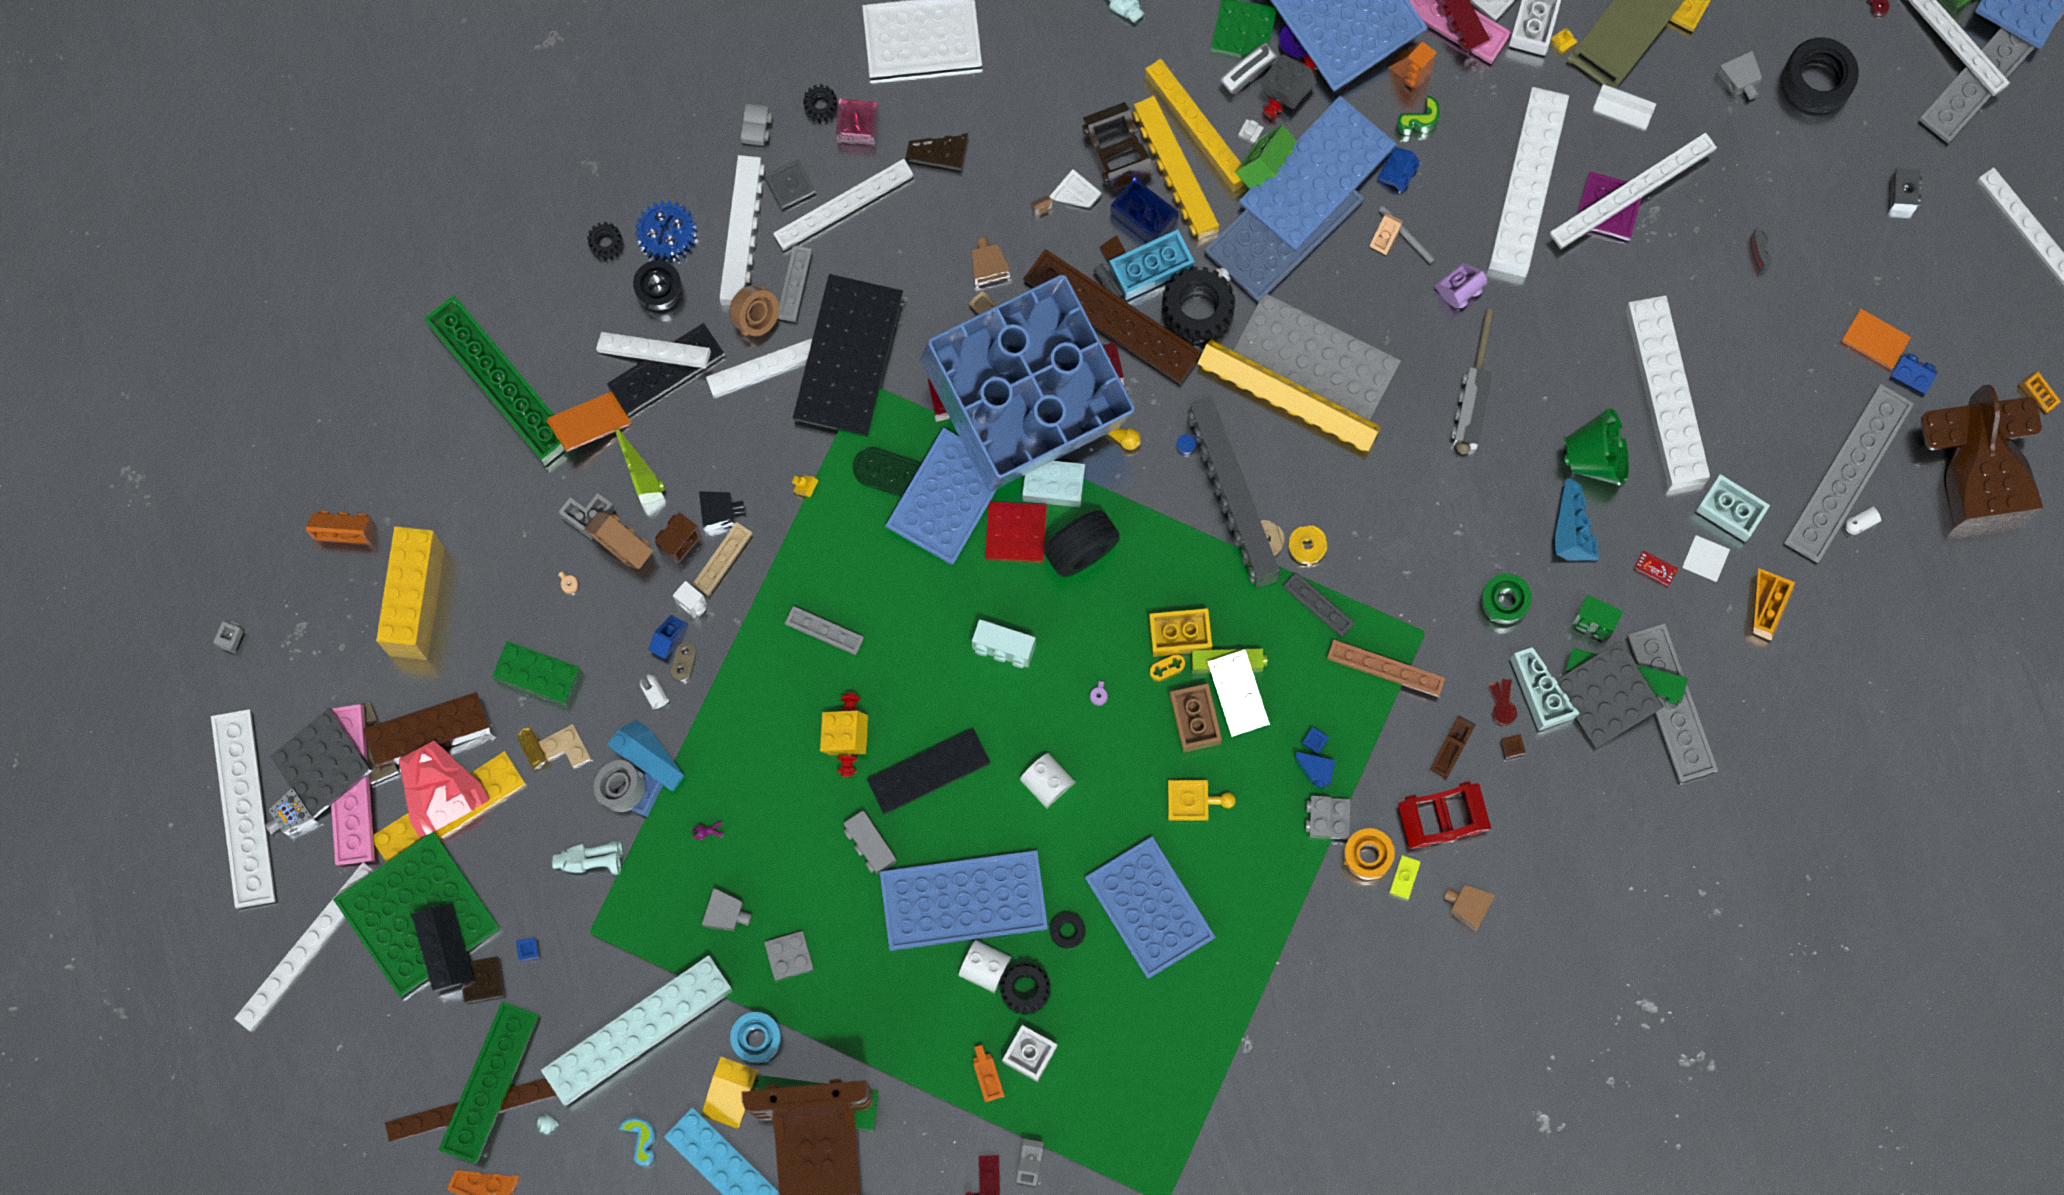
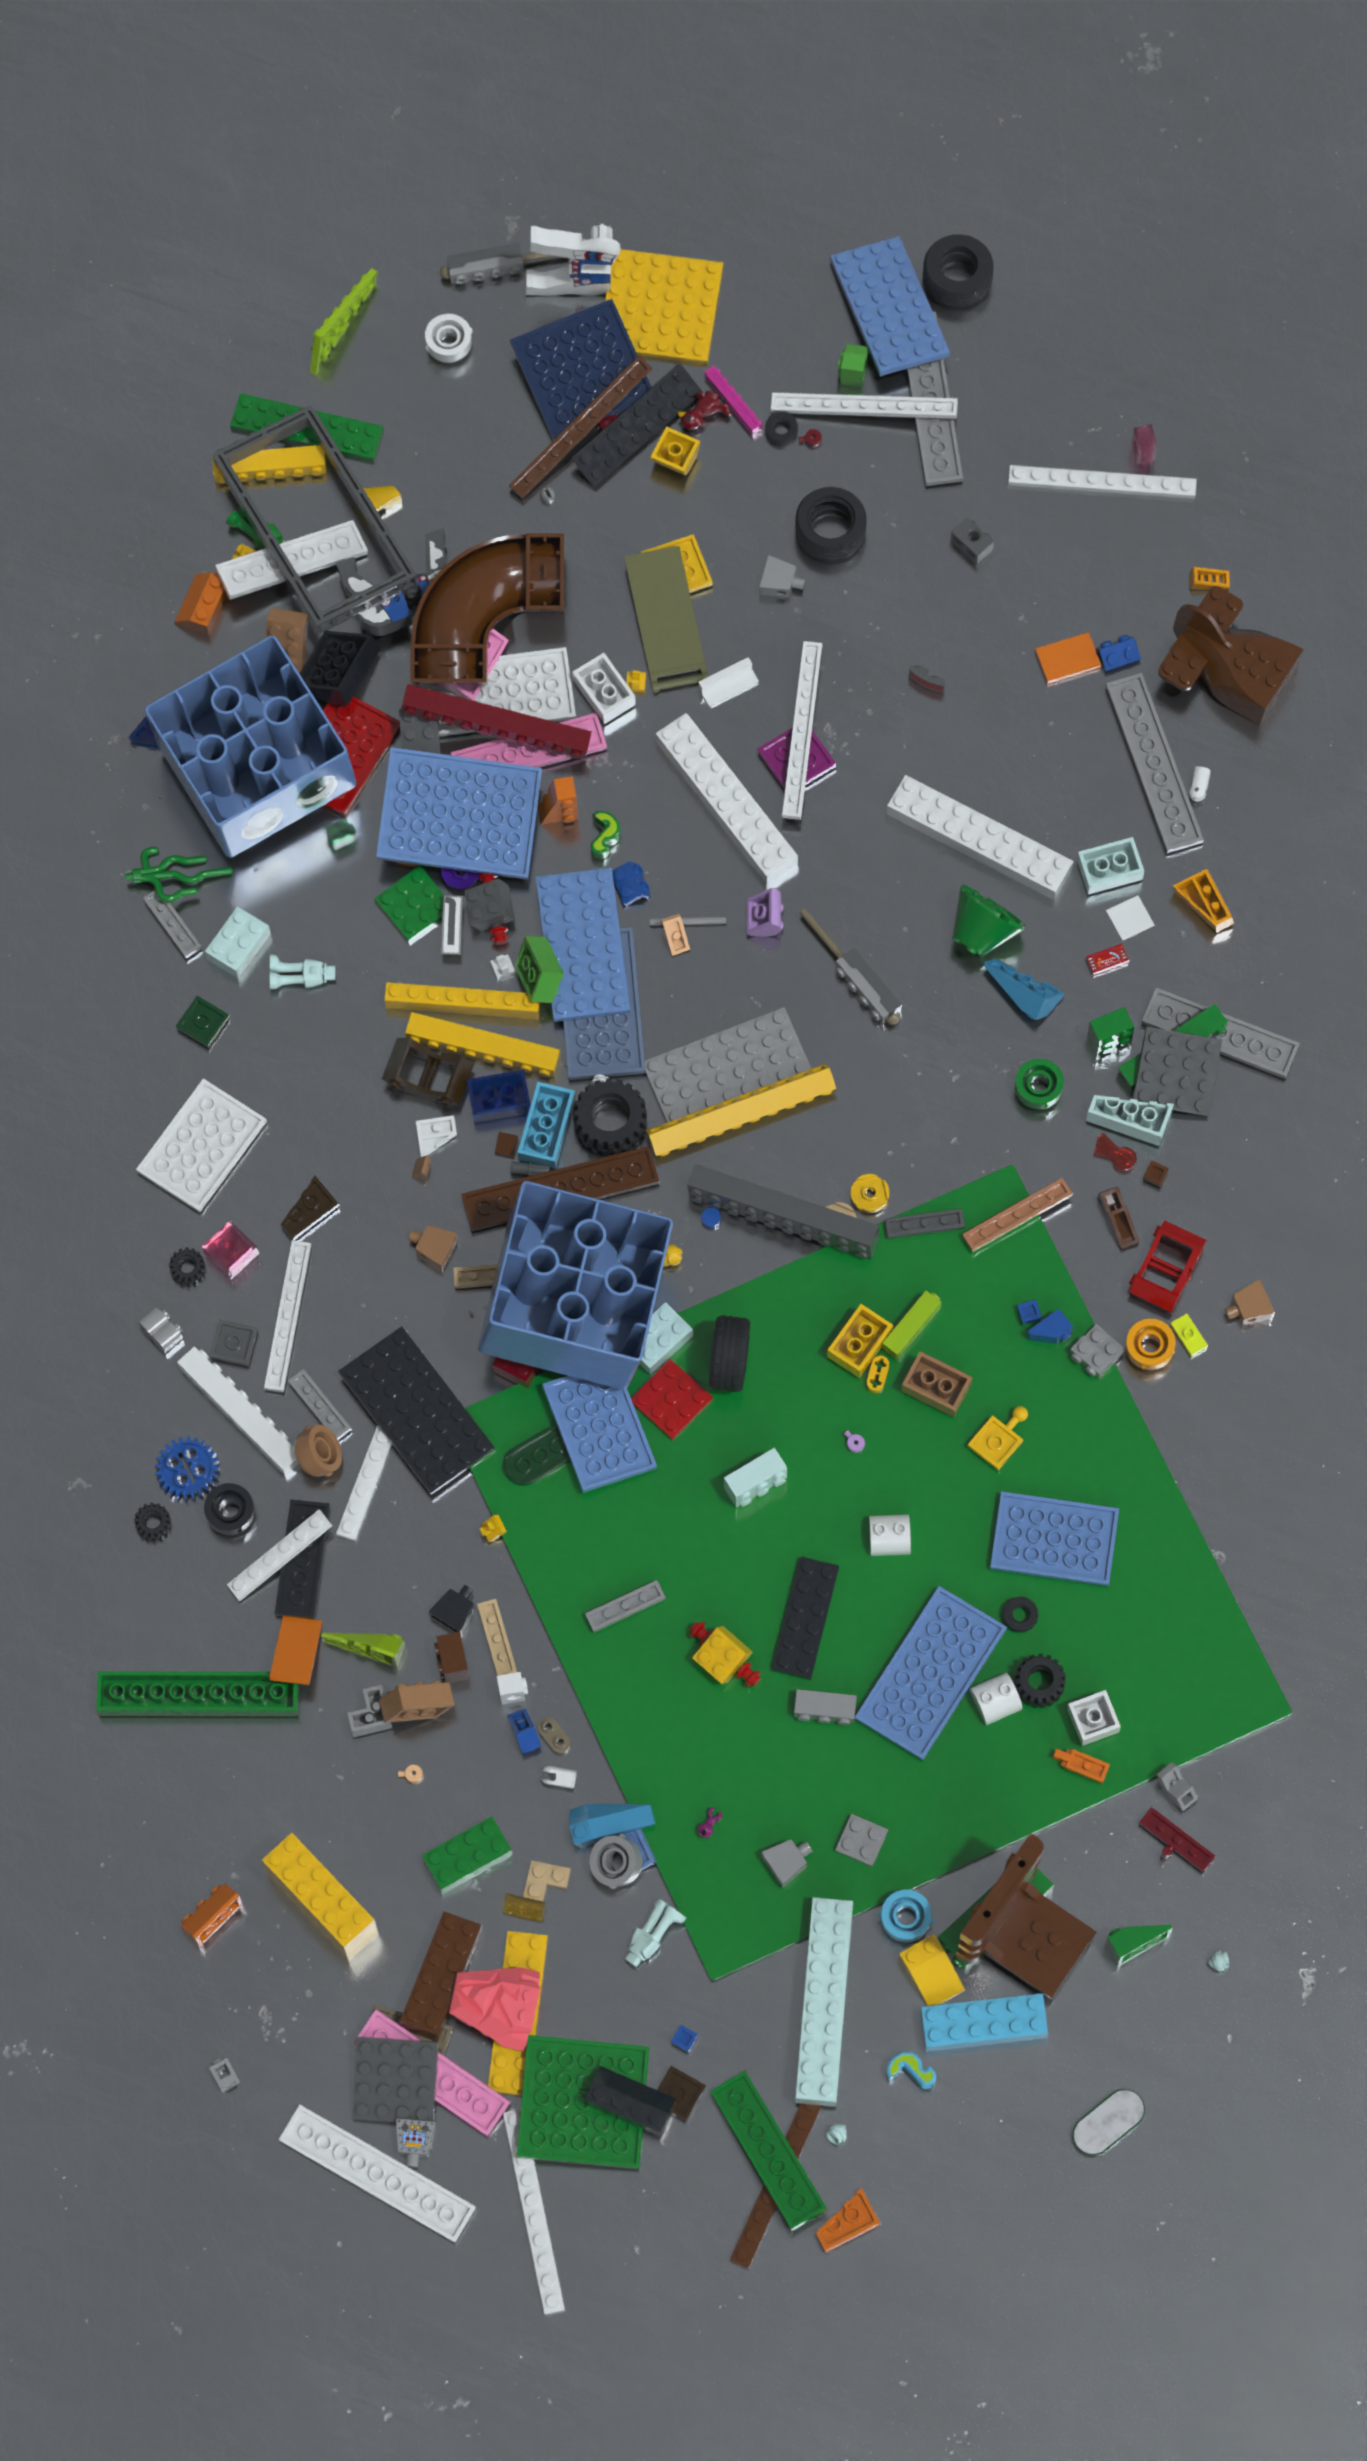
camera: 50 degrees left, 5 degrees down
(1238, 692) = (944, 1336): plate -> none

